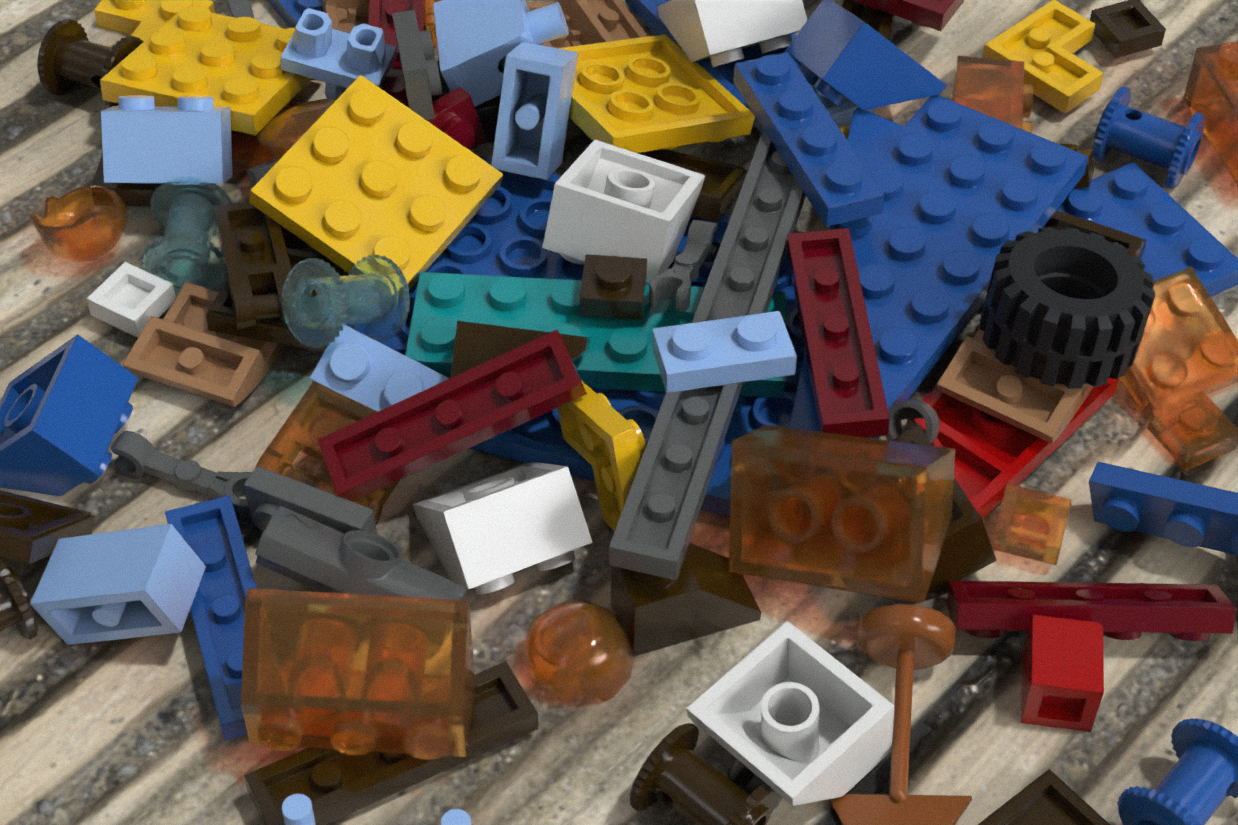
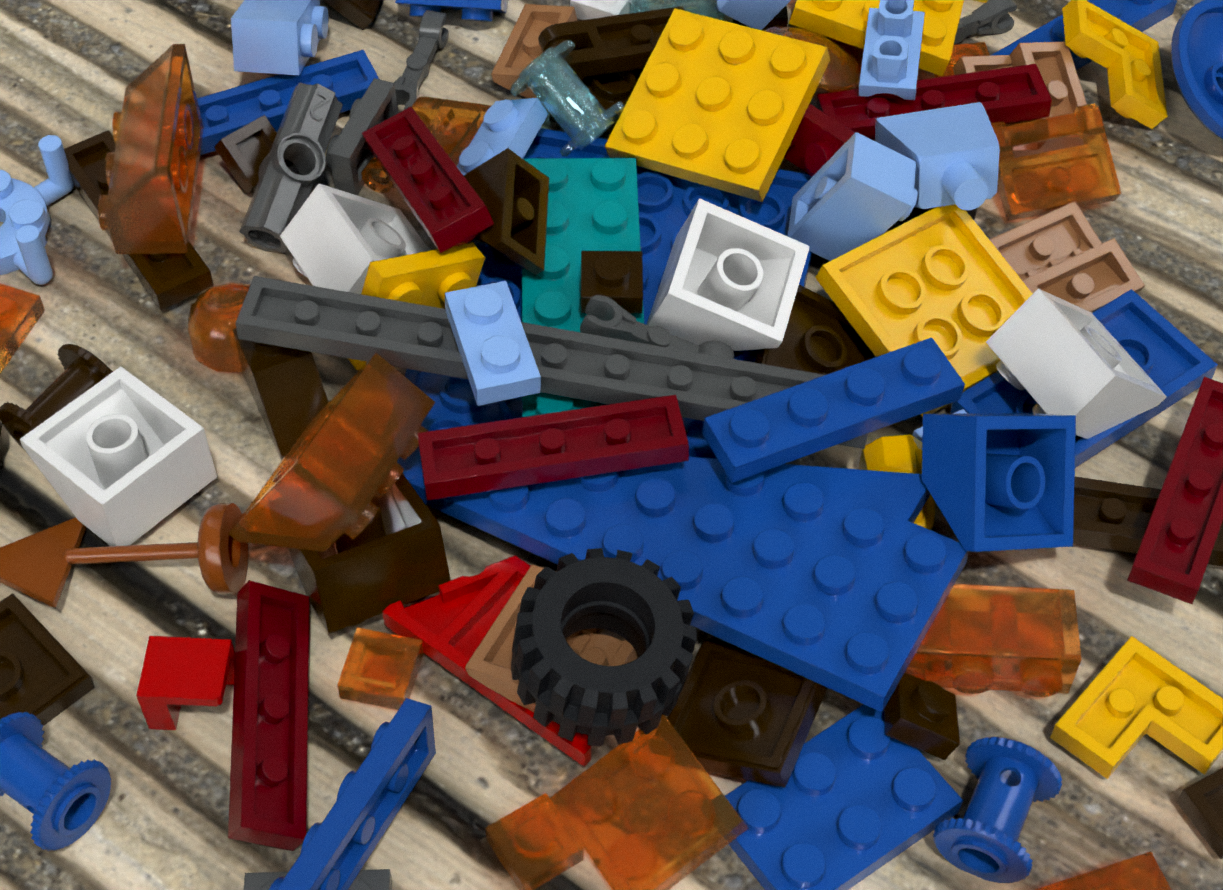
camera: 85 degrees right, 5 degrees up
(417, 63) = (868, 90): dark grey plate -> none
(912, 410) = (476, 545): dark grey hinge -> none

